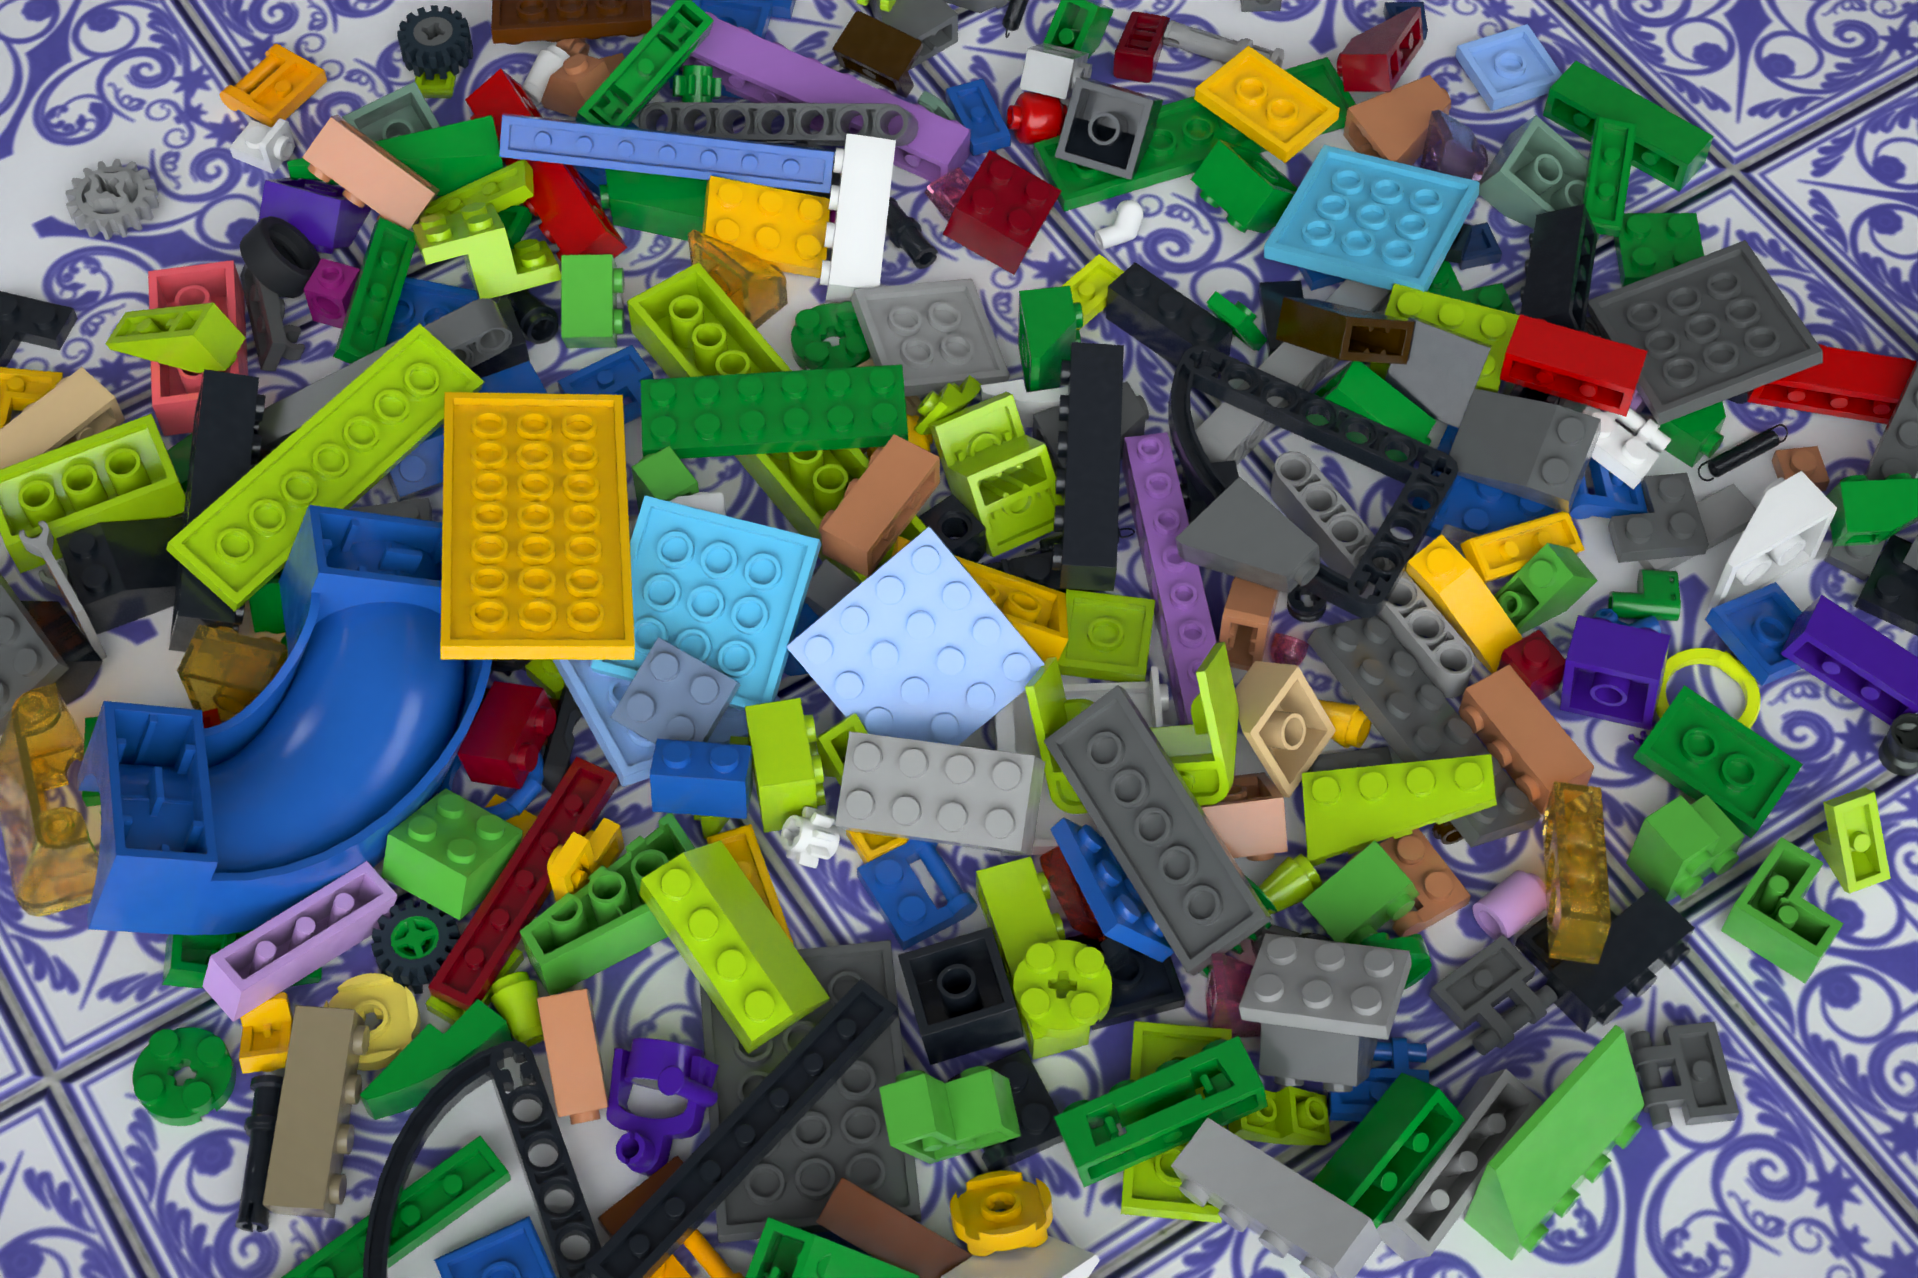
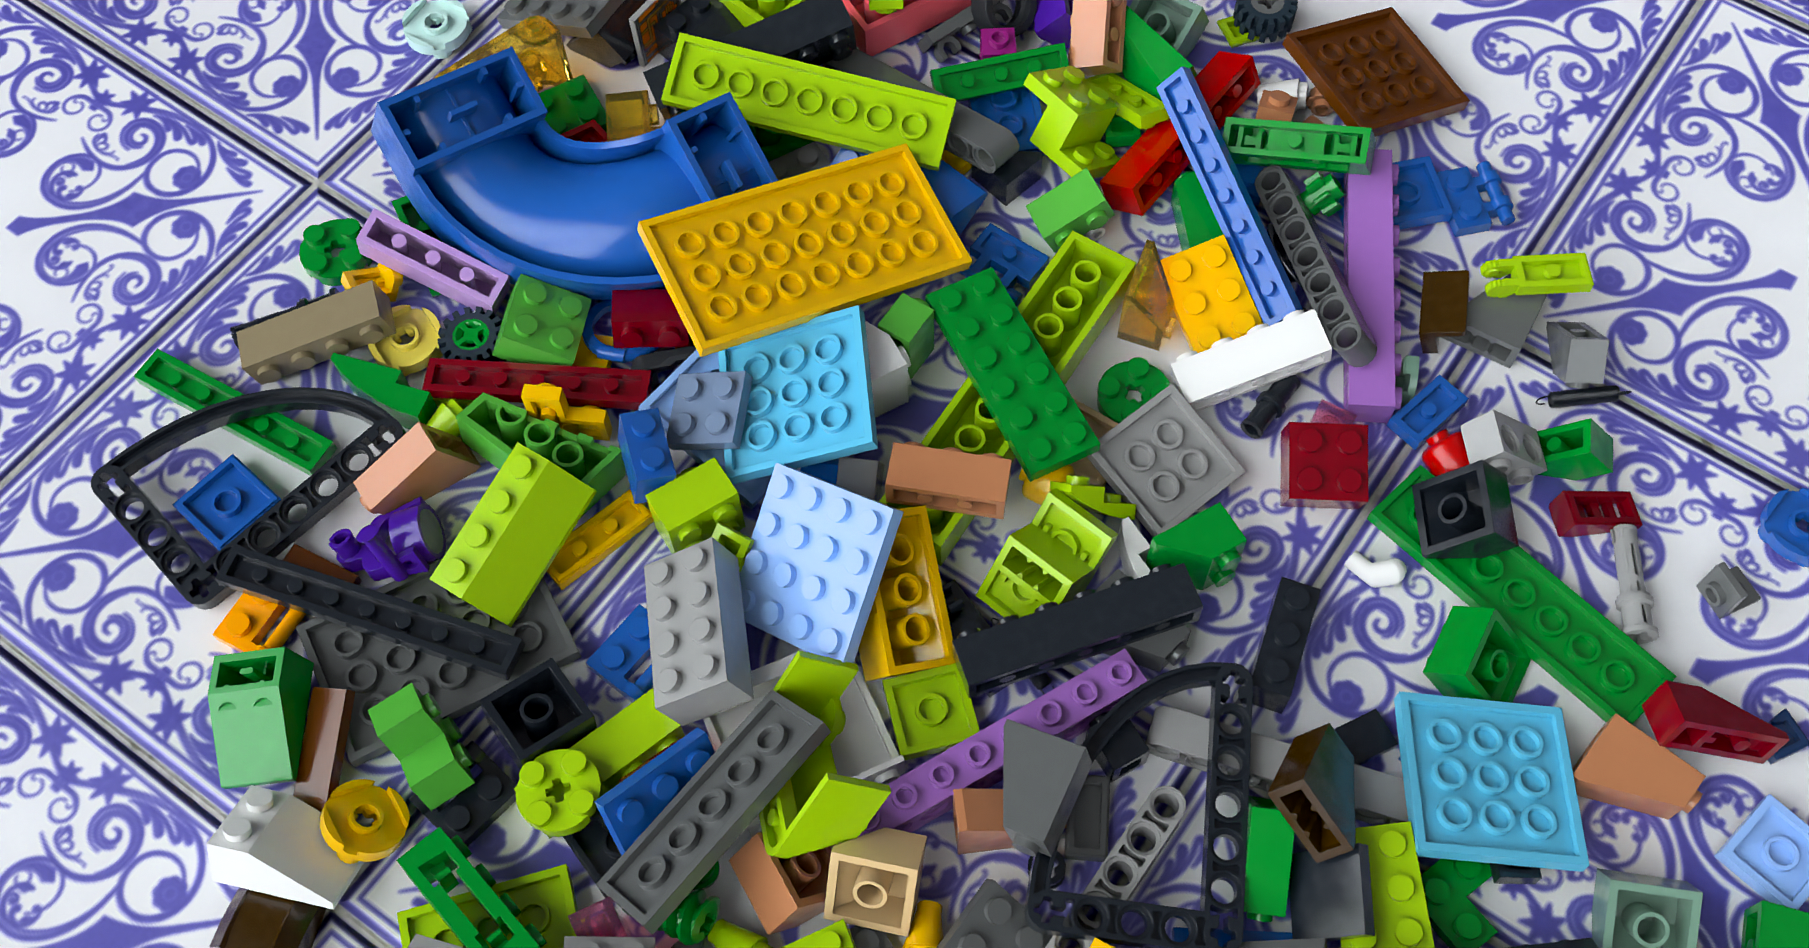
camera: 70 degrees right, 5 degrees up
(534, 317) = (1043, 181): black cone -> none
(810, 837) = (645, 552): white gear -> none
(953, 519) = (979, 540): black brick -> none
(1091, 286) = (1269, 562): neon yellow plate -> none
(1239, 319) = (1305, 697): green plate -> none
(1266, 104) = (1576, 639): yellow plate -> none
(1288, 649) = (983, 866): clear pink hinge -> none
(1453, 148) = (1624, 833): clear purple slope -> none
(1481, 249) = (1534, 899): dark blue tile -> none

